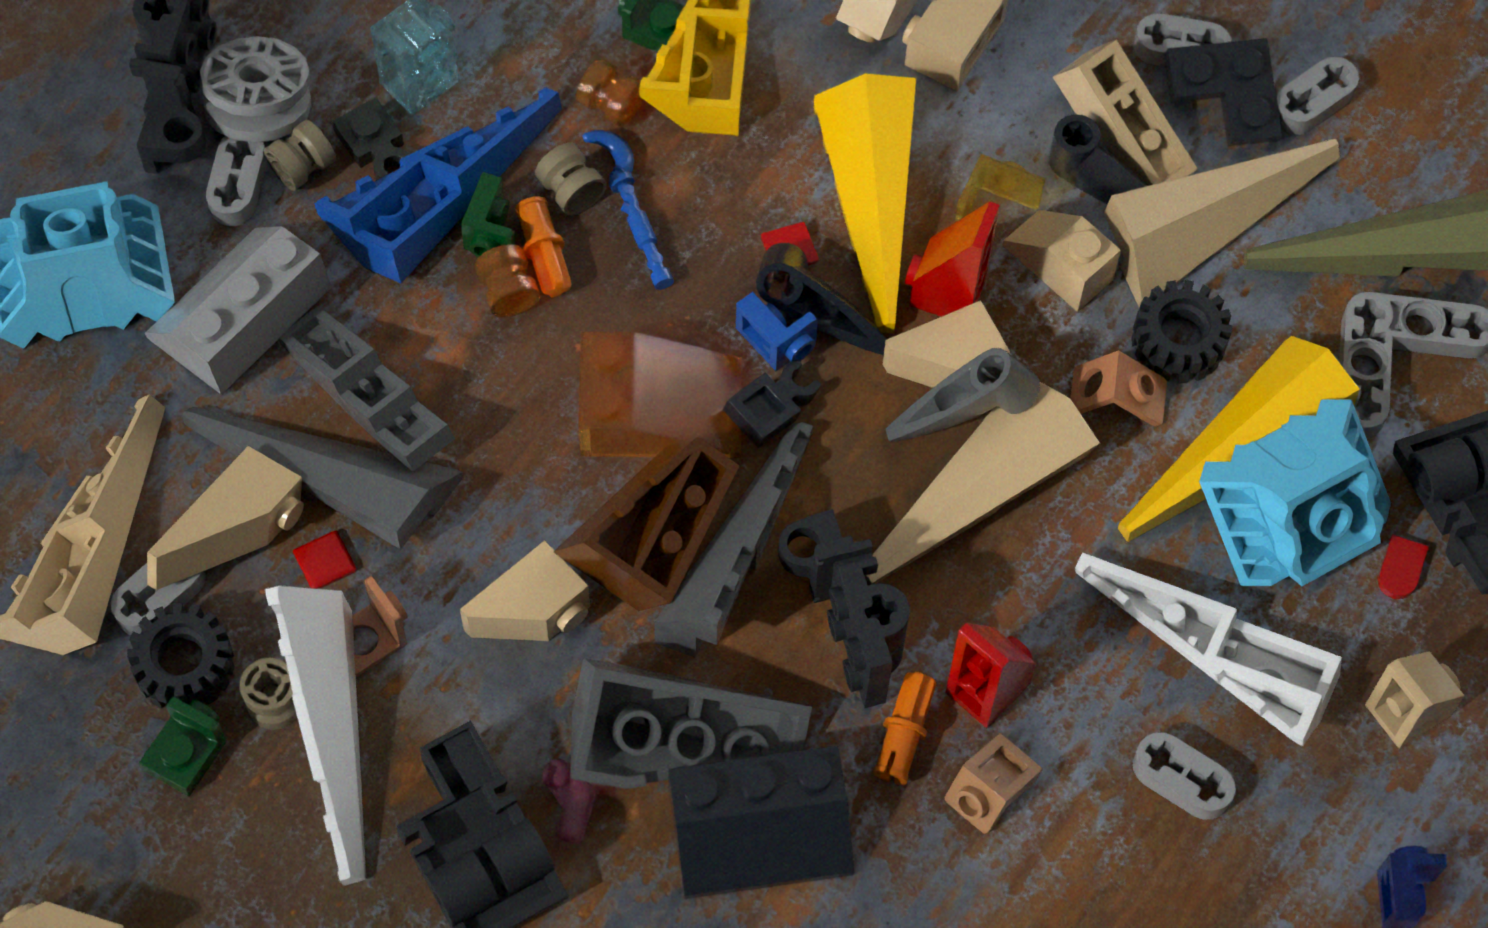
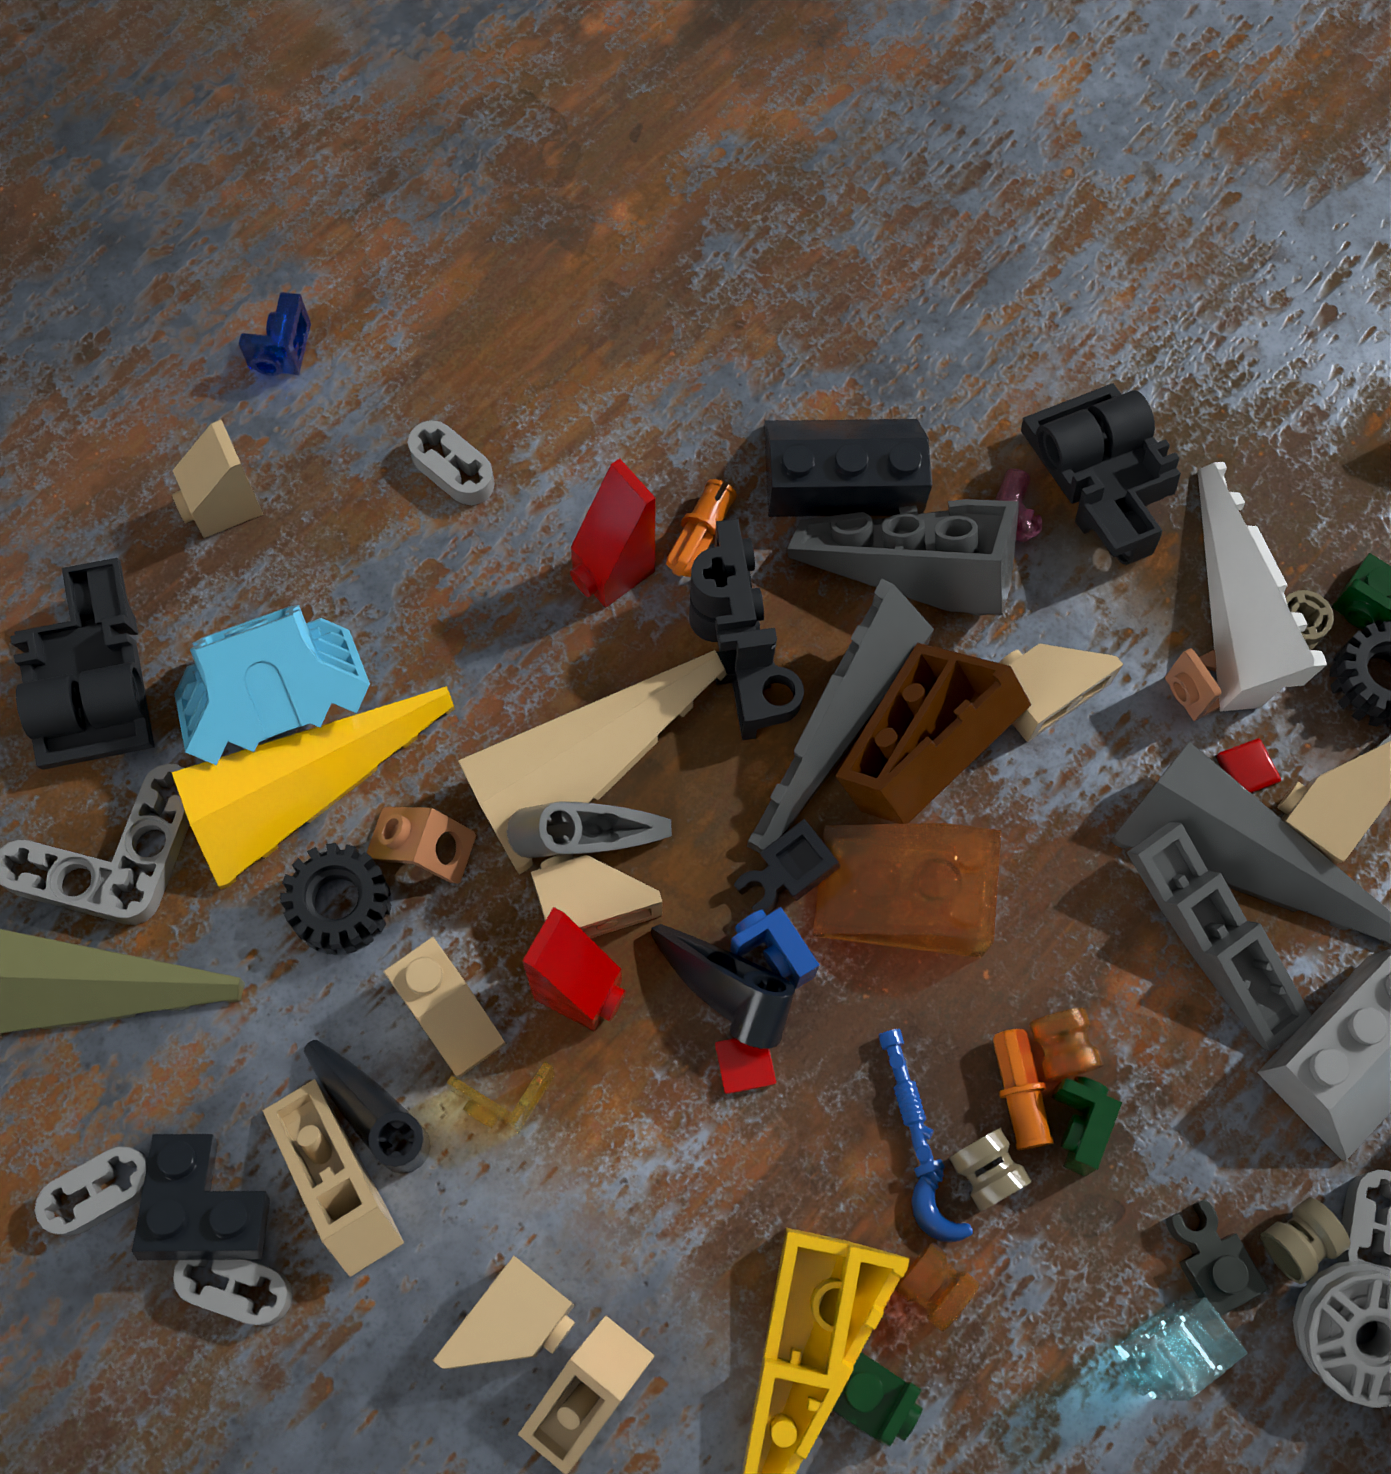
camera: 175 degrees left, 5 degrees up
(409, 211) = (1165, 1163): blue wedge -> none
(868, 144) = (637, 1167): yellow wedge -> none
(991, 782) = (640, 456): medium nougat bracket -> none
(1186, 220) = (308, 1024): tan wedge -> none
(1263, 669) = (360, 542): white wedge -> none
(1401, 567) = (185, 627): red piece -> none

